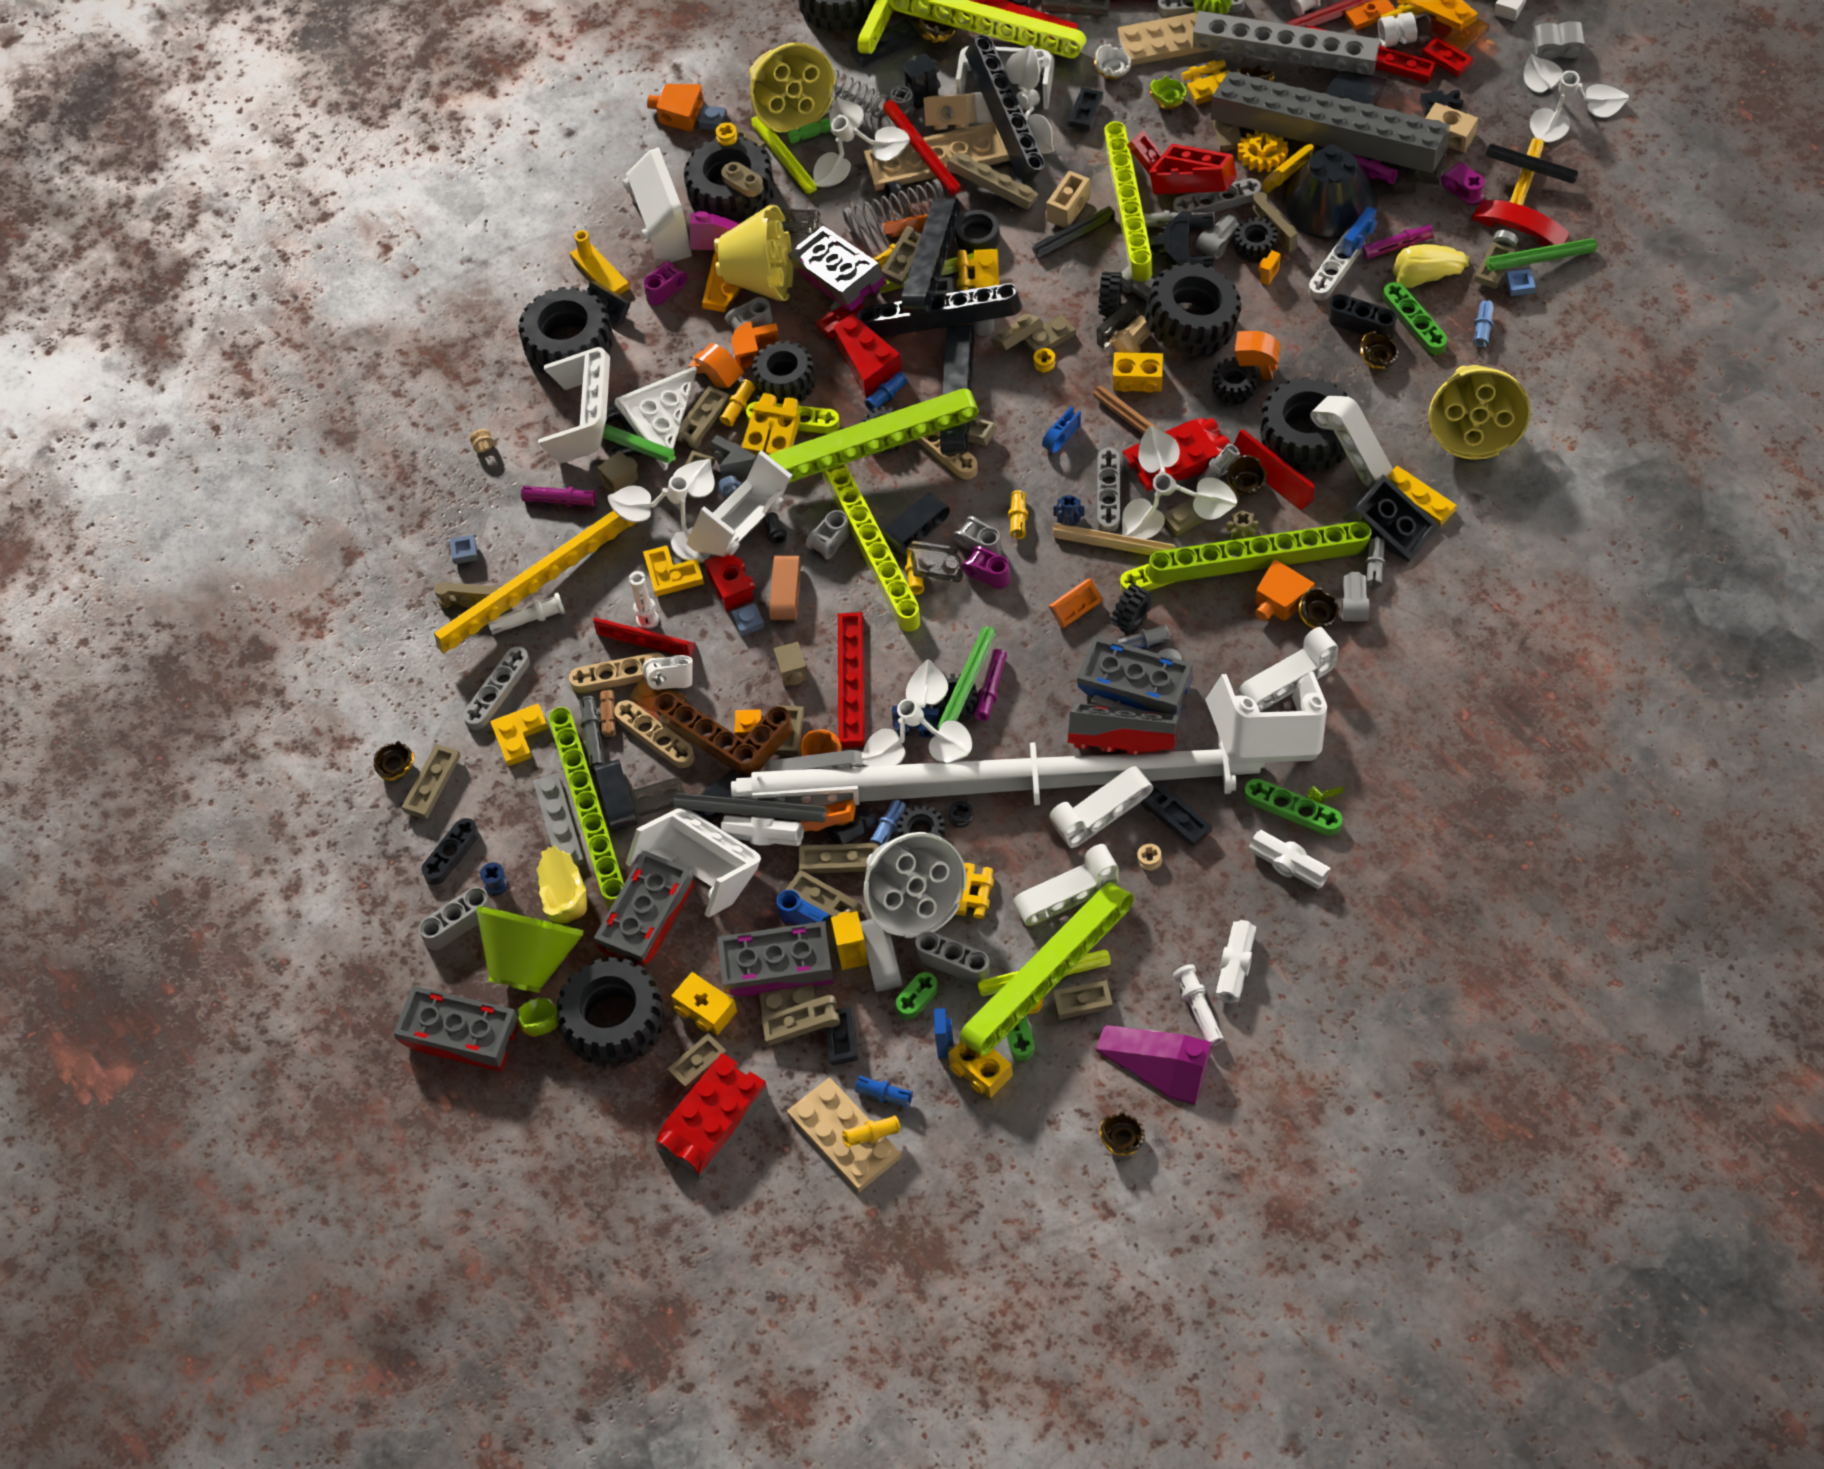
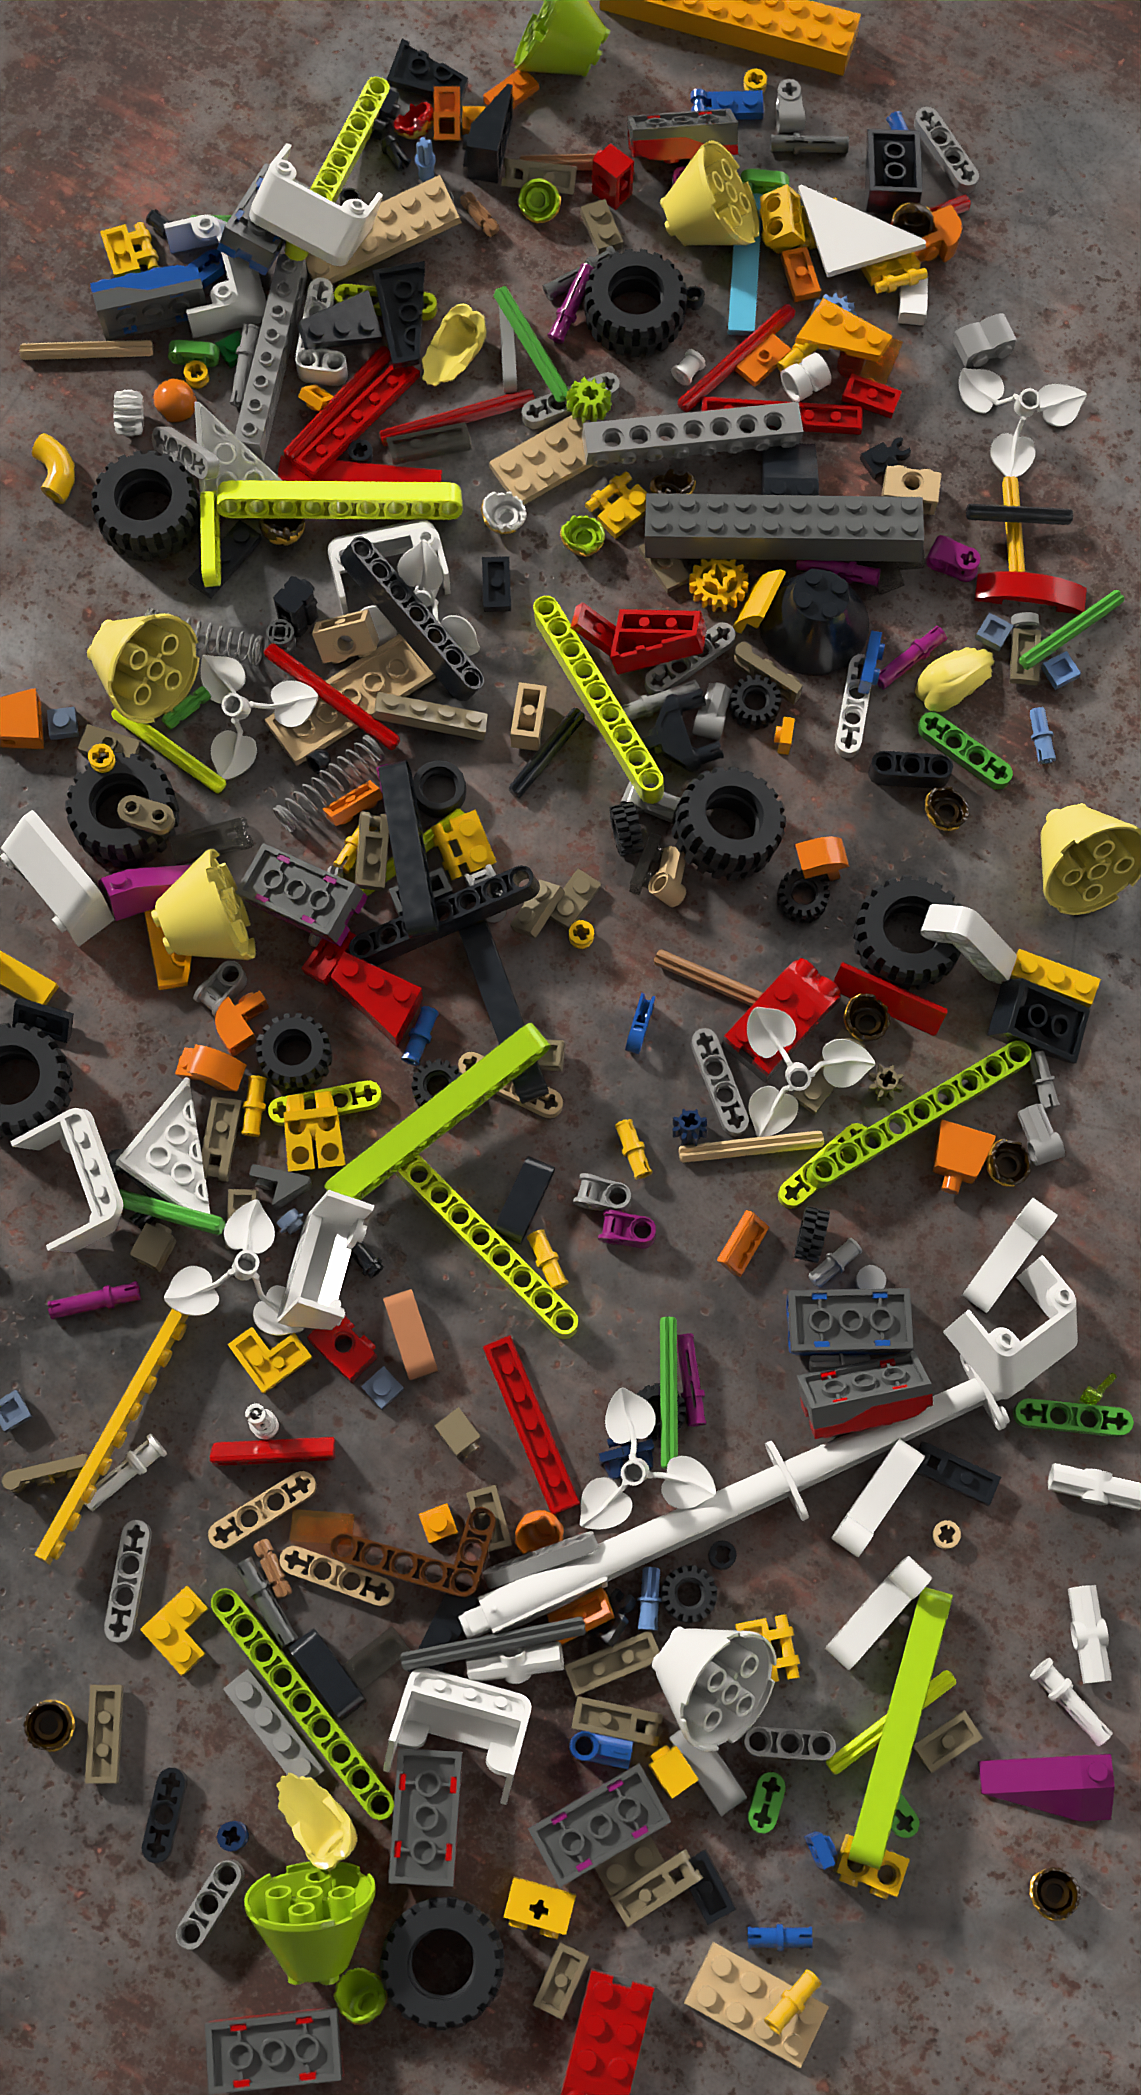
camera: 30 degrees left, 15 degrees up
(662, 283) = (102, 966): magenta piece -> none
(669, 673) = (326, 1496): white piece -> none
(827, 537) = (432, 1250): light grey piece -> none
(935, 561) = (568, 1244): clear smoke plate -> none
(1138, 372) = (690, 912): yellow brick -> none
(1219, 465) = (834, 1019): light grey pin -> none
(1475, 241) = (994, 632): none -> sand blue plate

